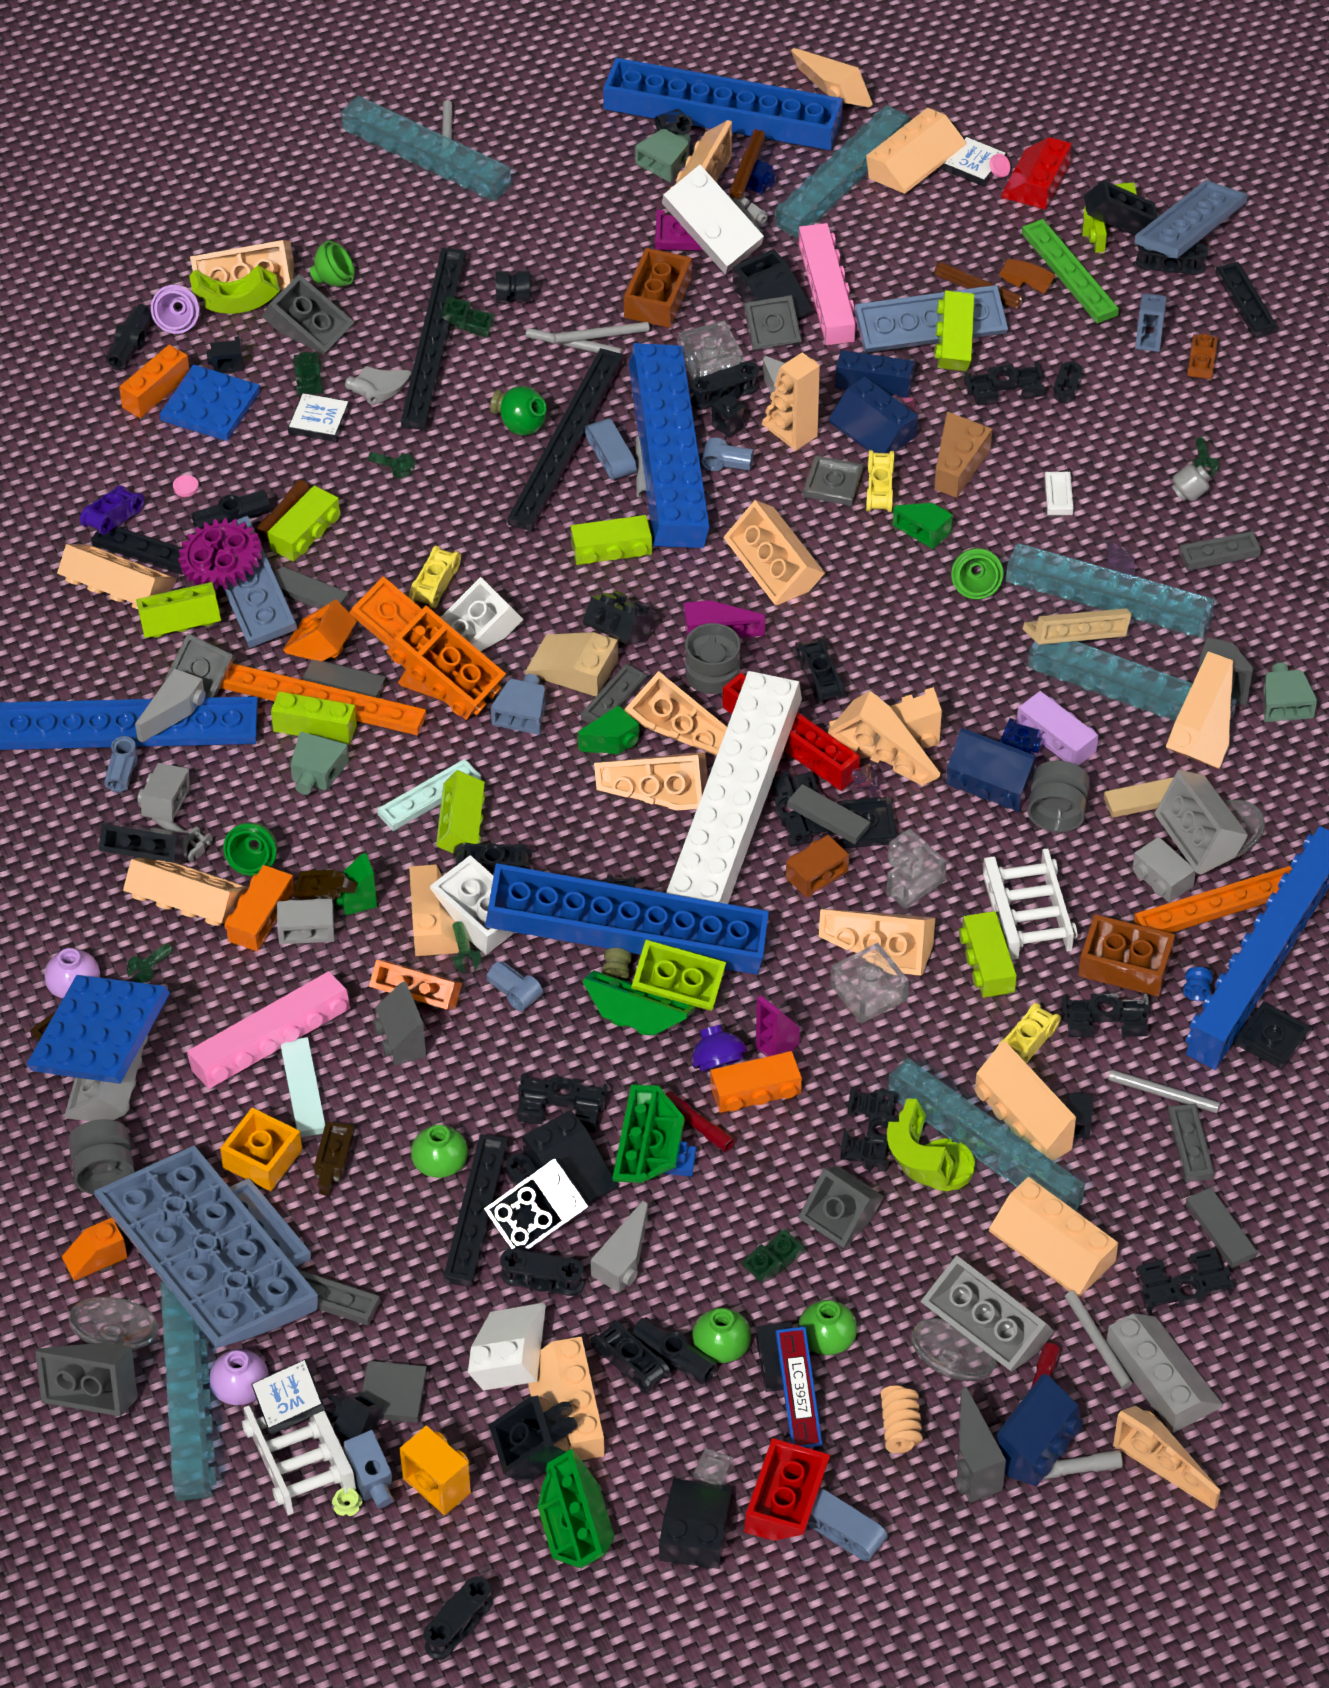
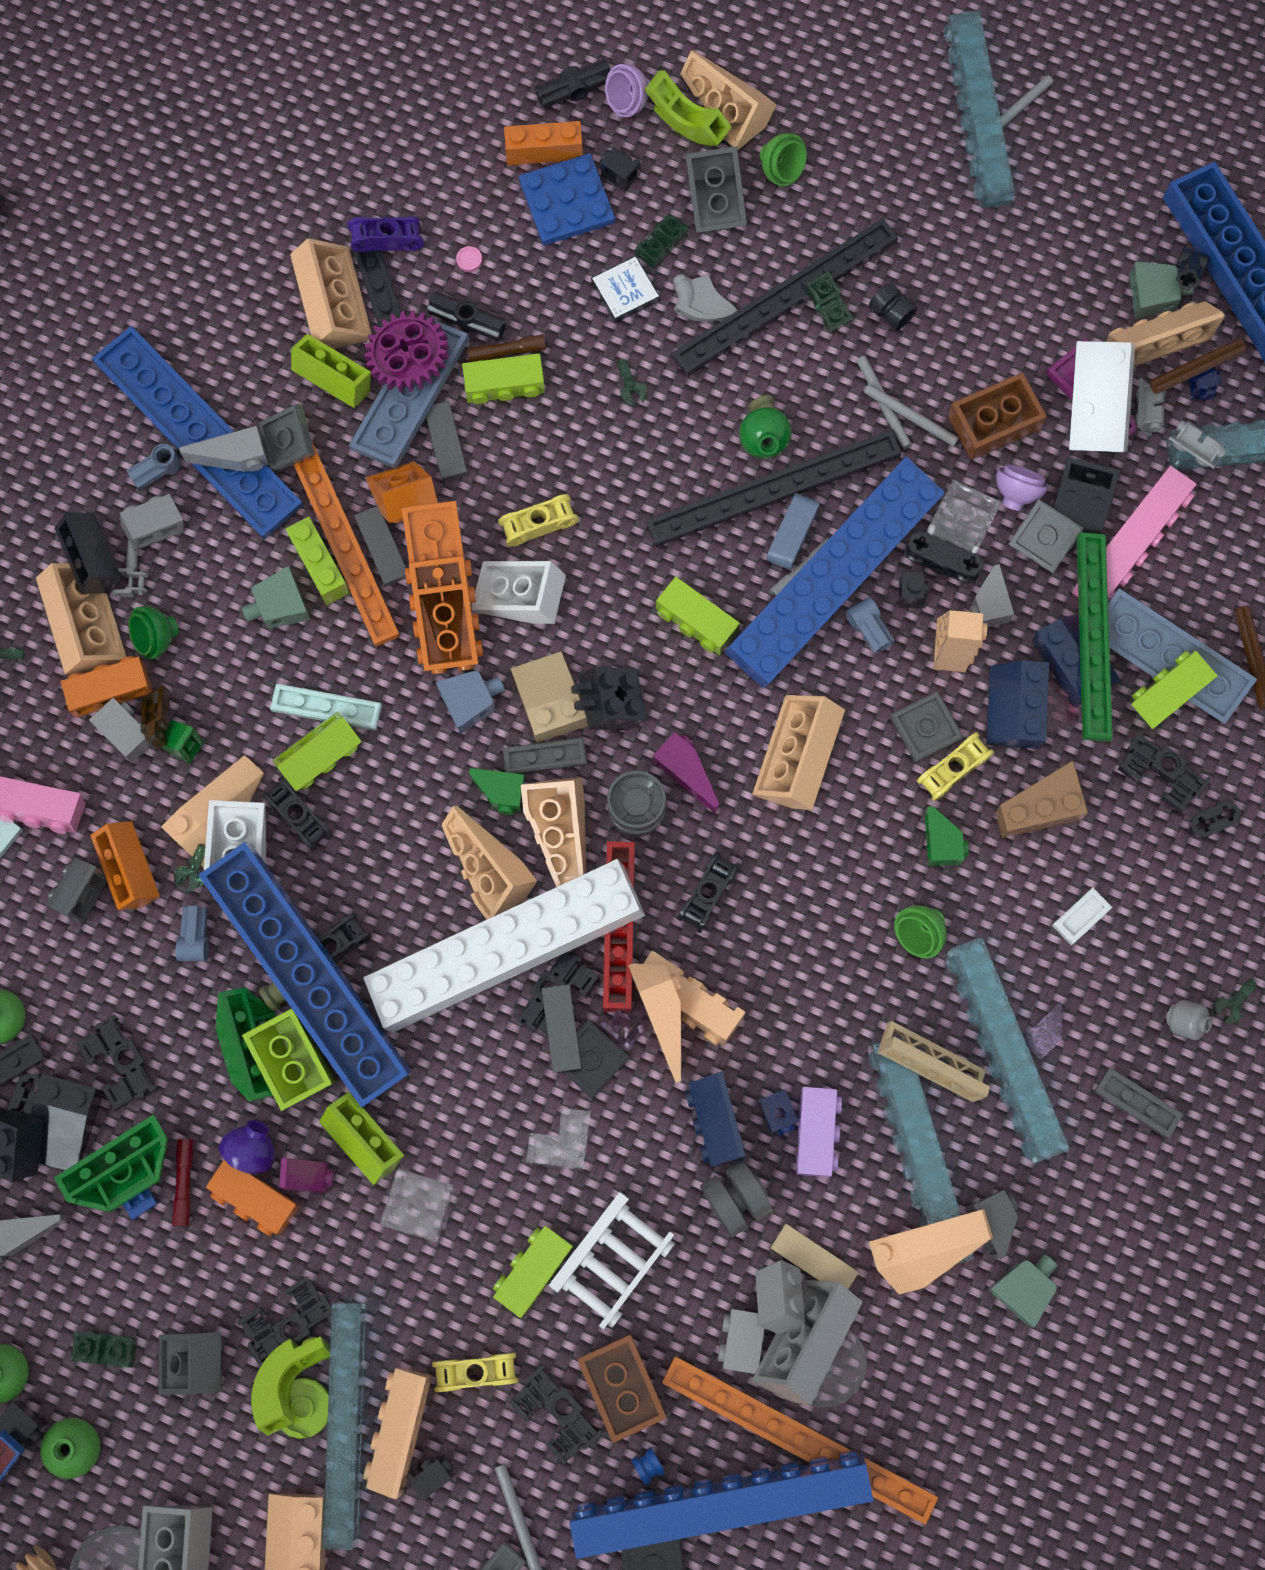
camera: 50 degrees right, 25 degrees up
(722, 307) = (1019, 486): none -> lavender piece
(784, 982) = (361, 1138): none -> lime brick
(812, 197) = (1205, 451): none -> light grey hinge
(817, 866) = (505, 1060): dark orange brick -> none
(875, 339) = (1094, 637): none -> green tile
(903, 937) = (485, 1182): light nougat wedge -> none
(1154, 818) = (780, 1297): none -> light grey brick

